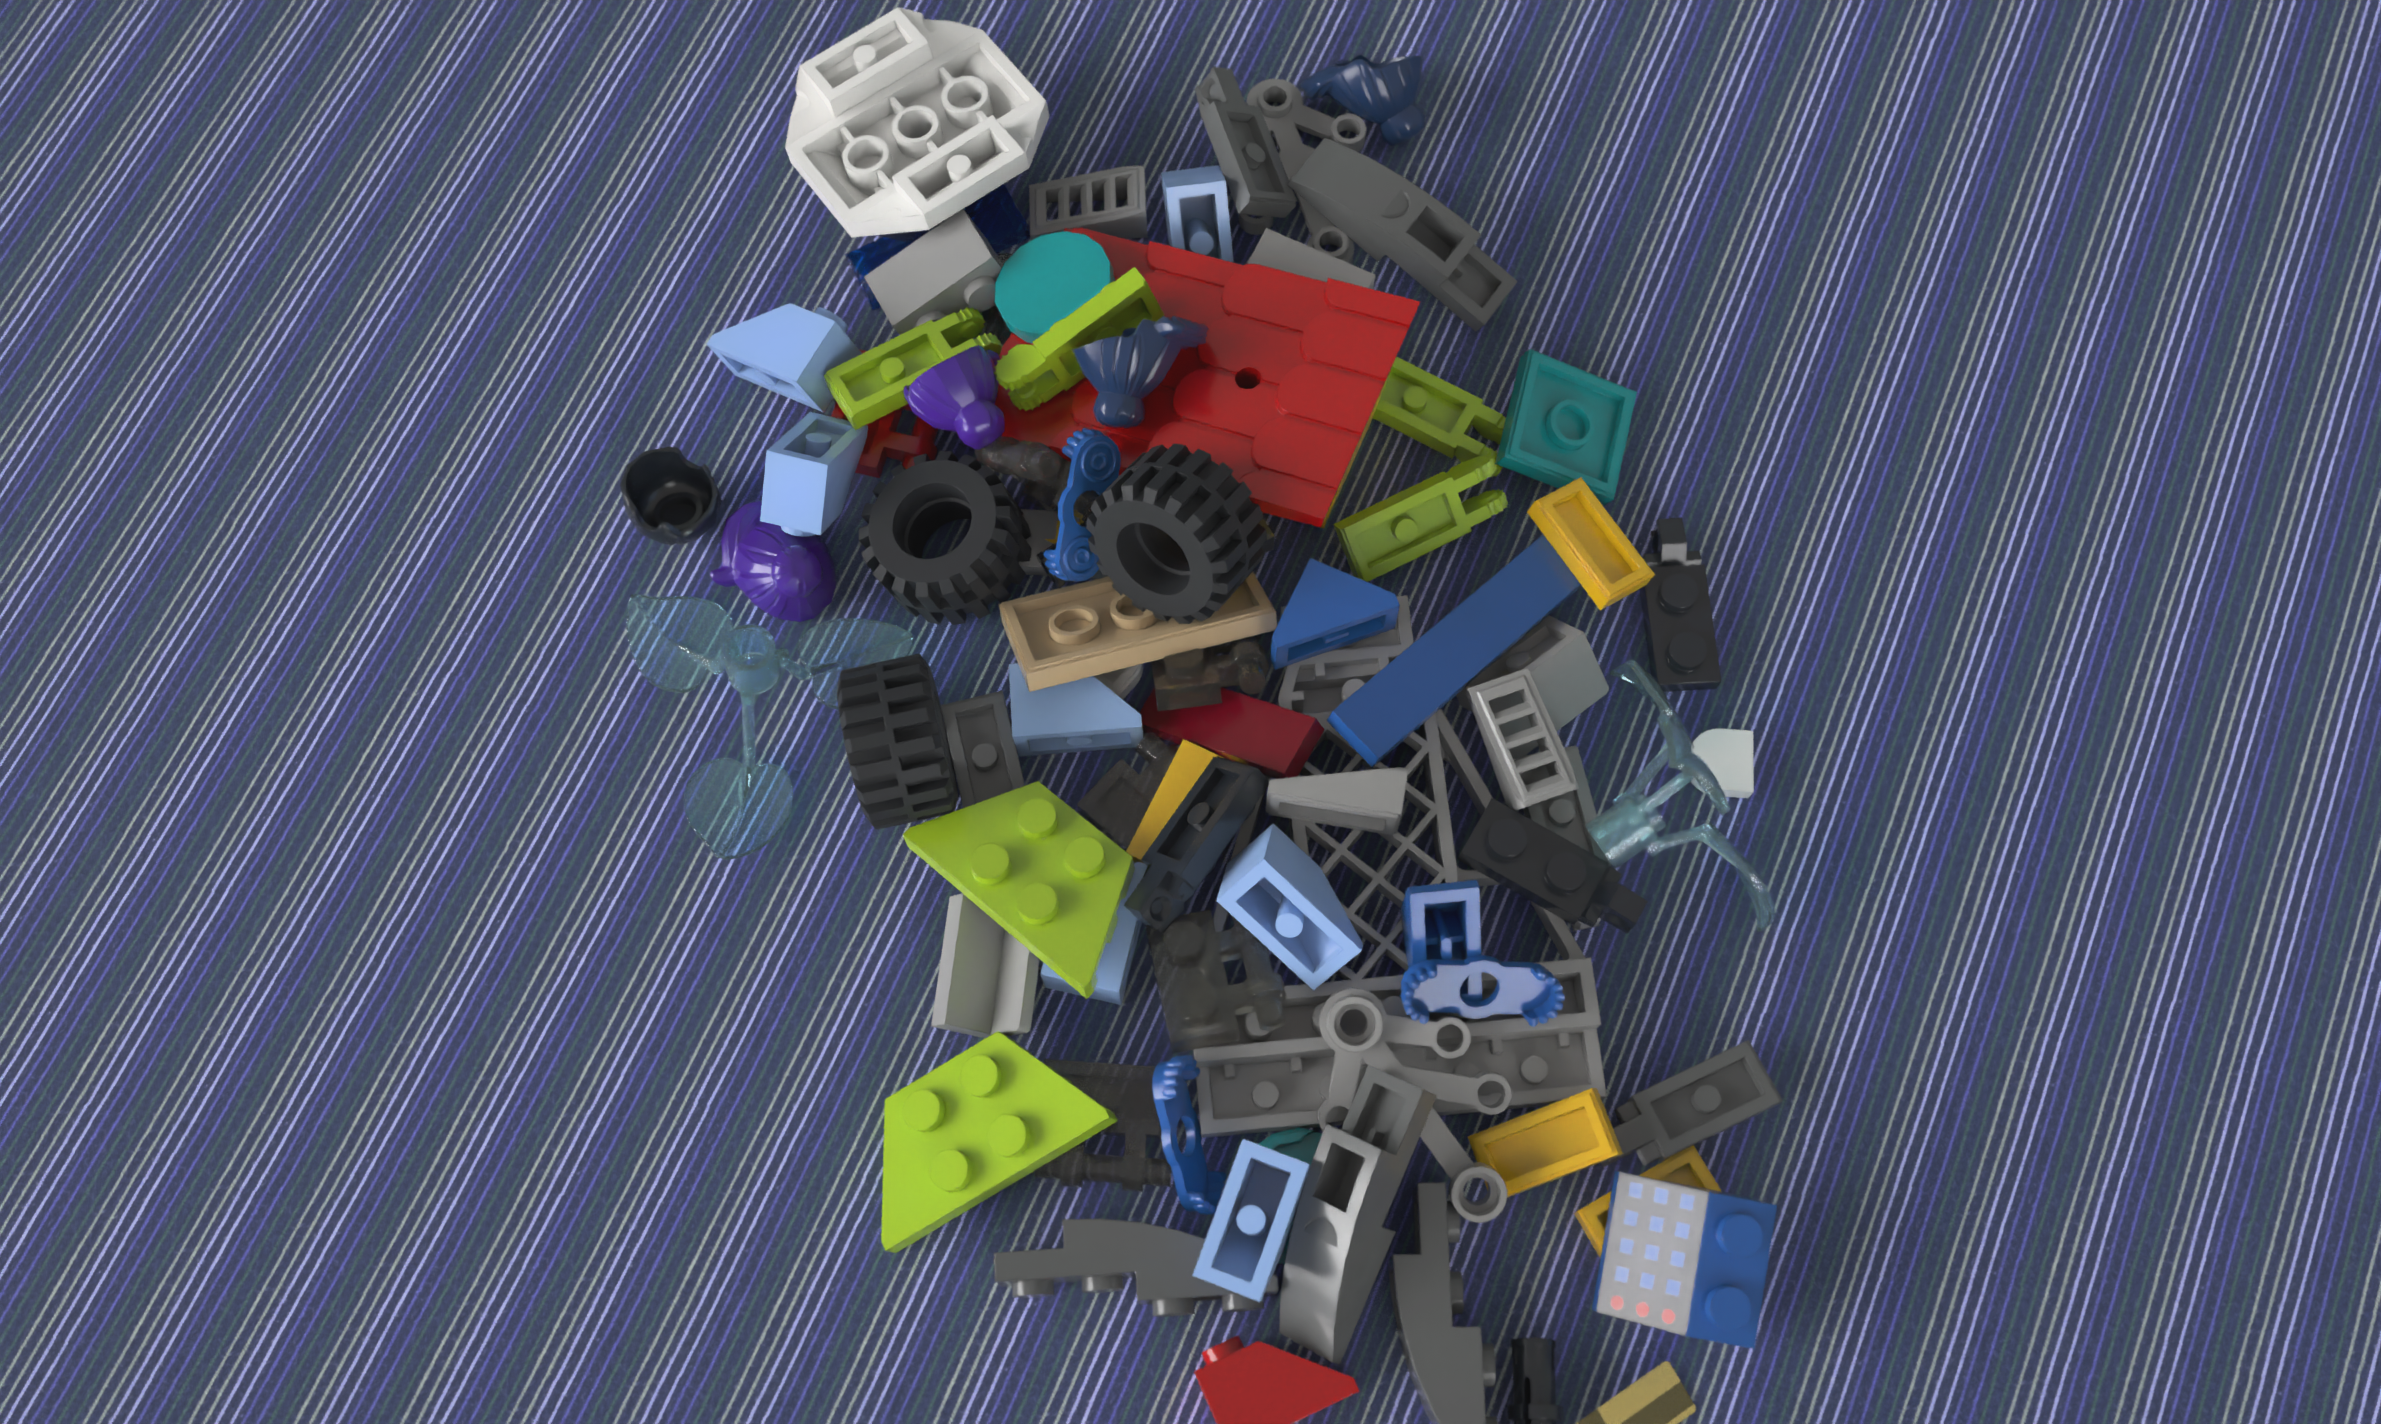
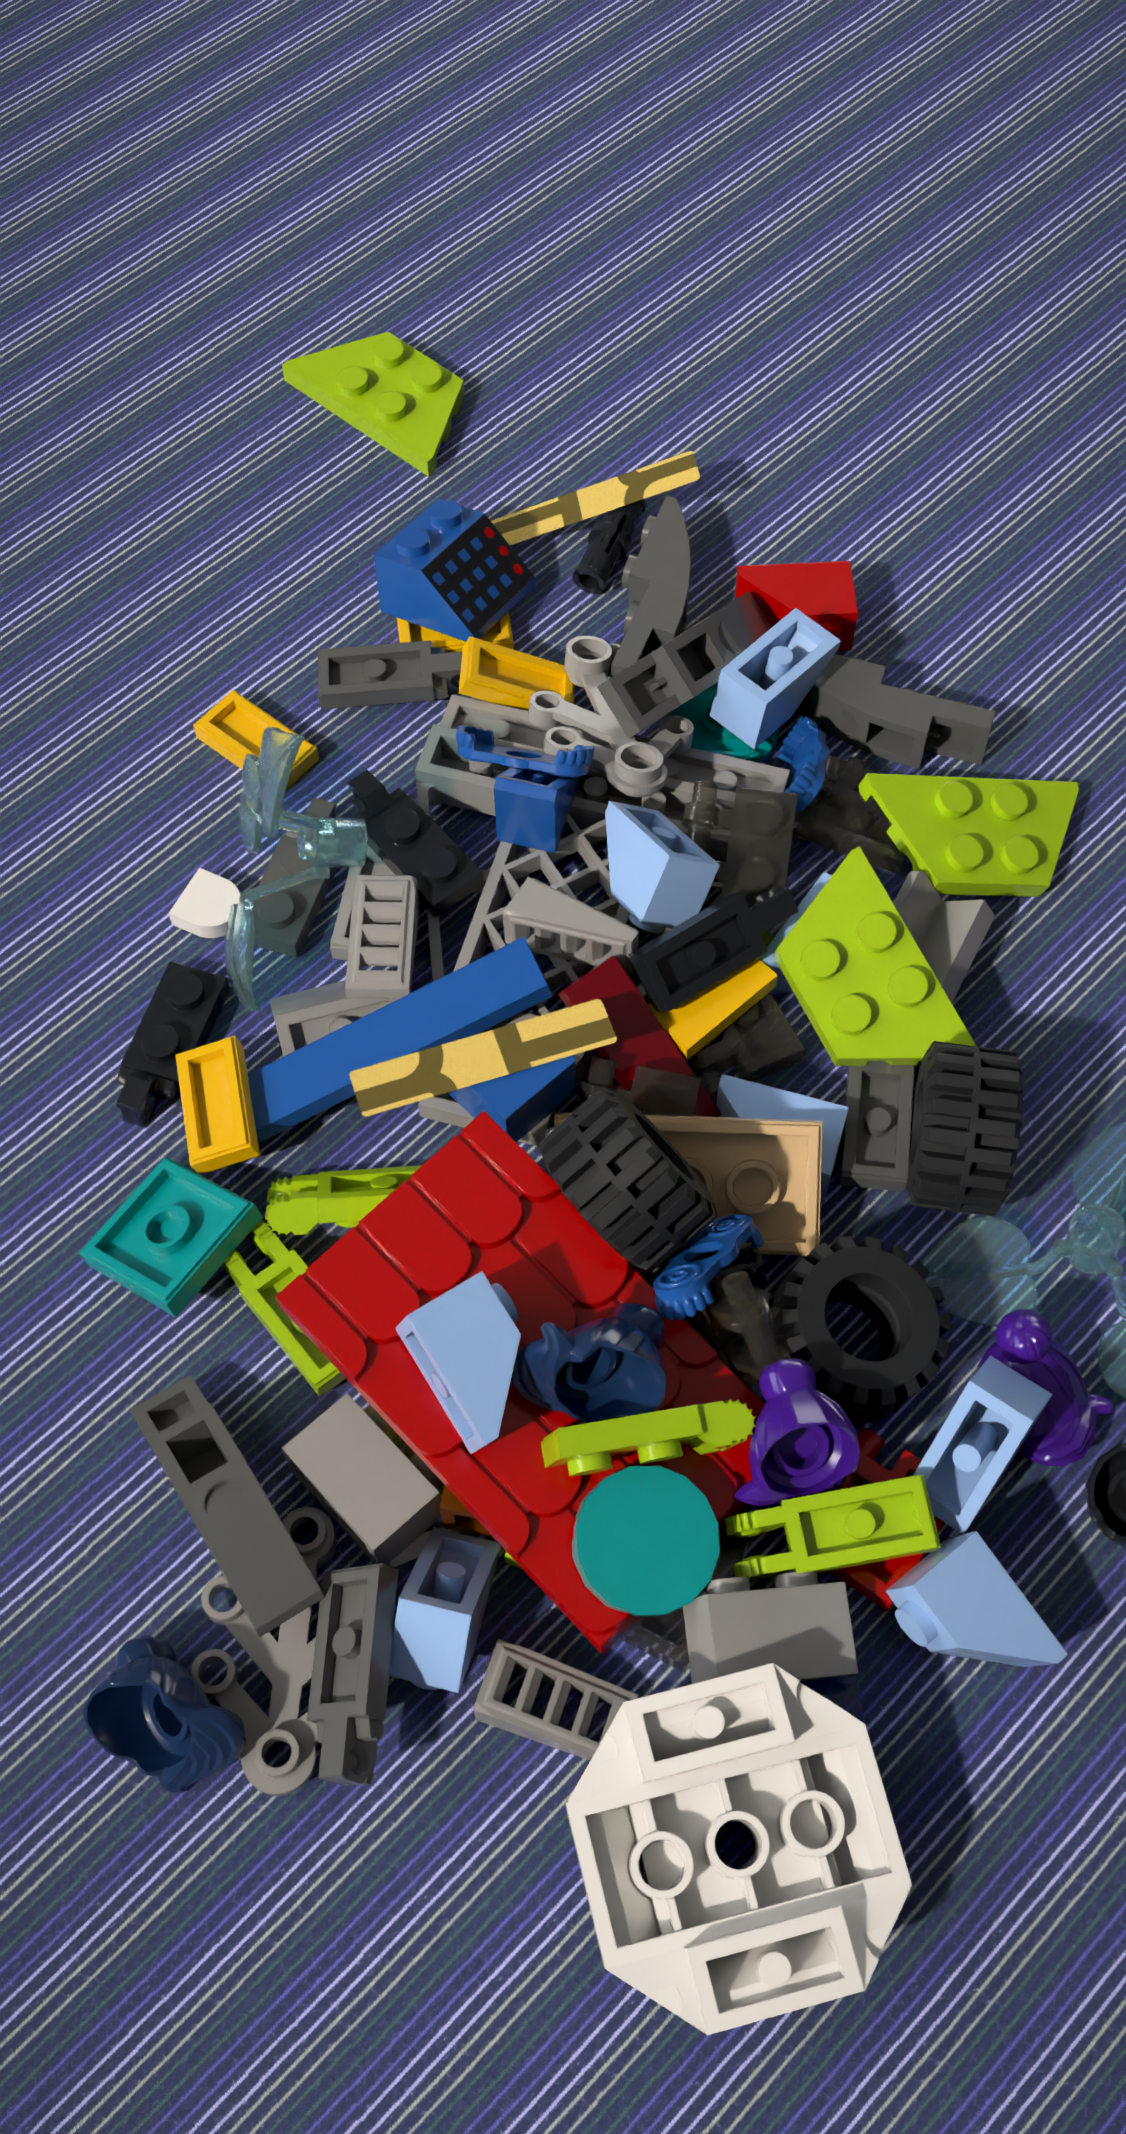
camera: 160 degrees left, 10 degrees down
(1248, 316) = (467, 1354): none -> light blue slope
(1355, 608) = (482, 1057): none -> clear yellow sticker
(1667, 868) = (288, 915): none -> dark grey hinge
(1787, 975) = (237, 729): none -> yellow tile

